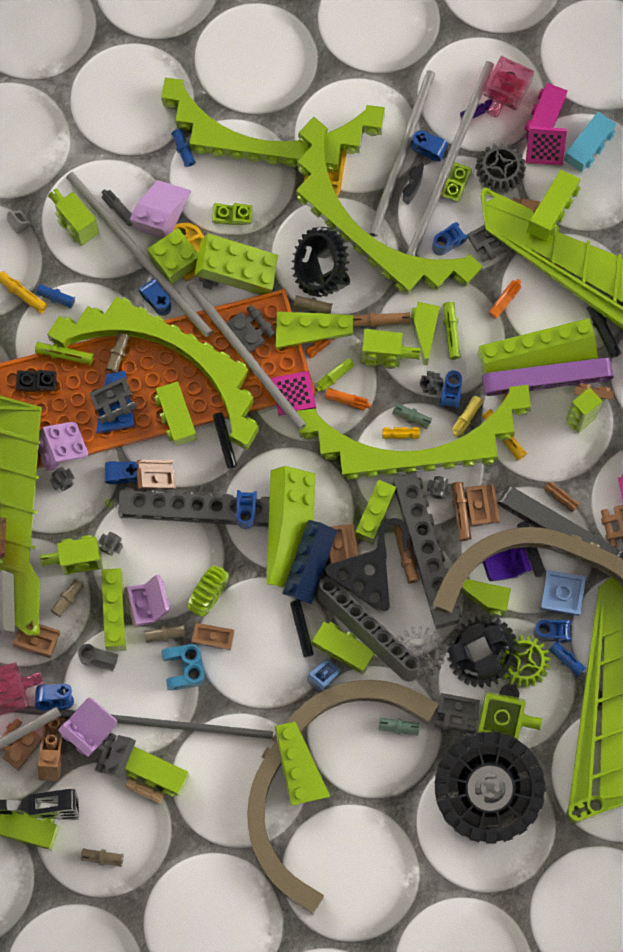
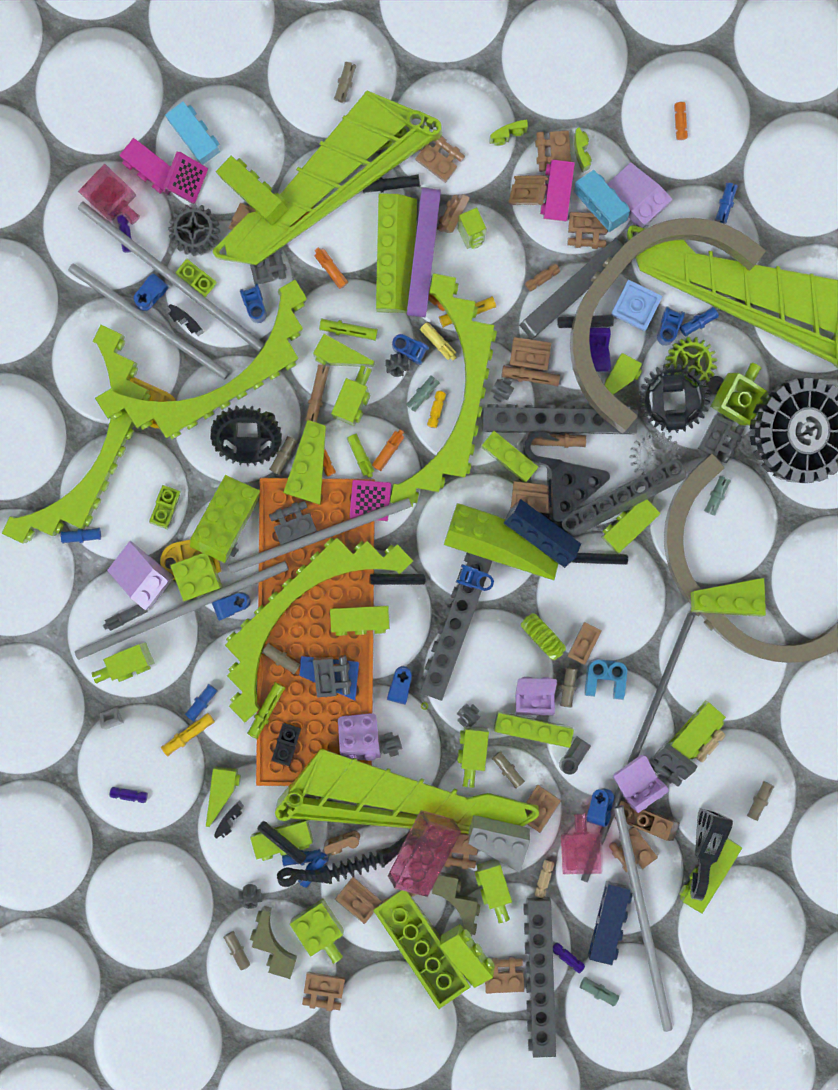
camera: 75 degrees left, 15 degrees up
(155, 474) = (413, 654): plate -> none
(323, 675) = (651, 550): medium blue slope -> none

